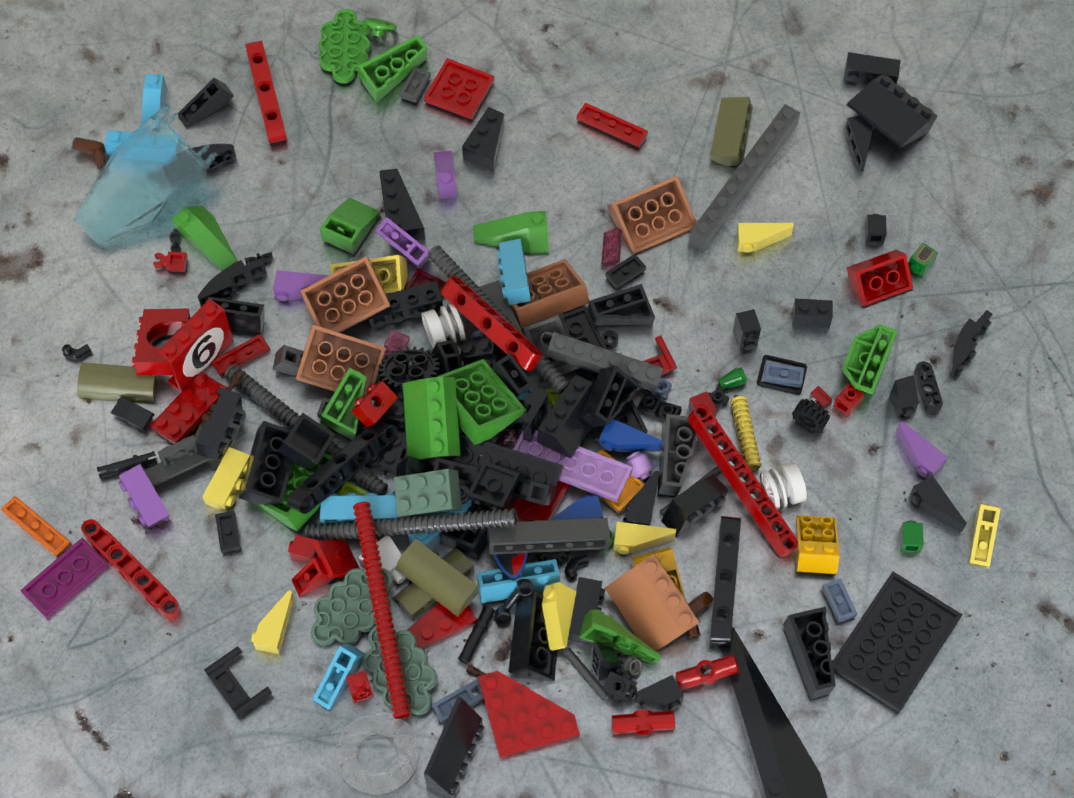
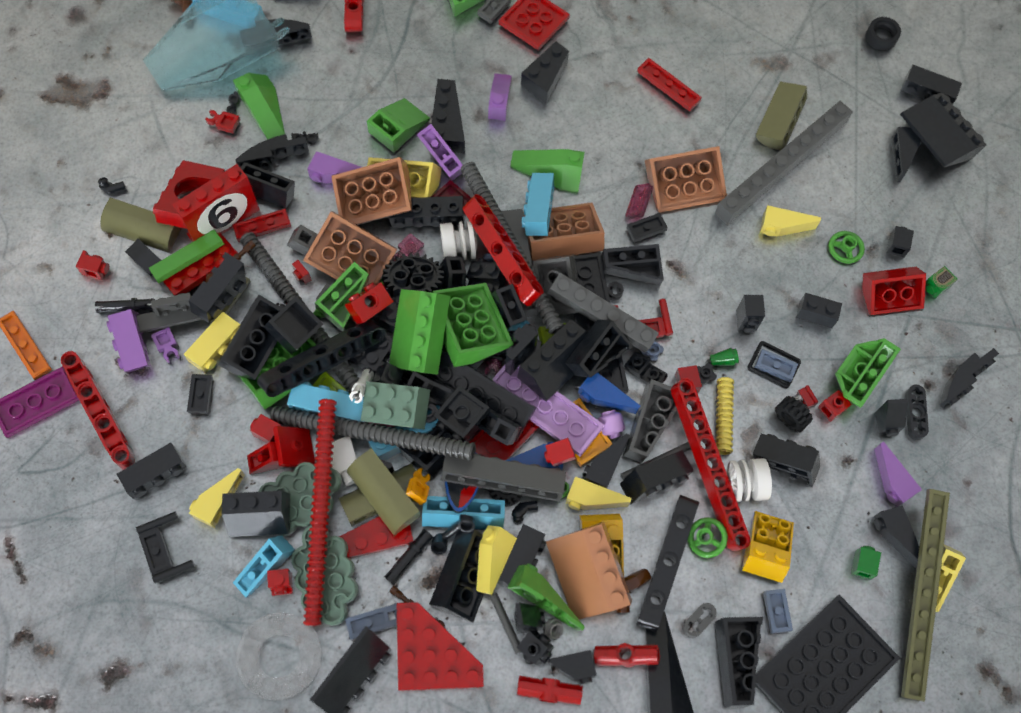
camera: 10 degrees right, 5 degrees up
(82, 434) = (92, 266): none -> red brick
(176, 402) = (186, 256): none -> bright green tile
(179, 490) = (165, 342): none -> medium lavender plate
(203, 614) = (151, 471): none -> black brick
(294, 392) = (301, 272): none -> red plate
(319, 627) = (256, 513): none -> black slope
(388, 487) = (358, 388): none -> white pin
(469, 566) = (417, 487): none -> light orange plate
(597, 501) = (559, 452): none -> red brick
(750, 549) = (707, 530): none -> bright green piece
(772, 629) = (696, 617): none -> dark grey beam
(812, 37) = (887, 24): none -> black tyre
(817, 457) = (789, 457): none -> black wedge
(827, 237) = (850, 239): none -> bright green piece
(971, 551) = (925, 595): none -> olive plate

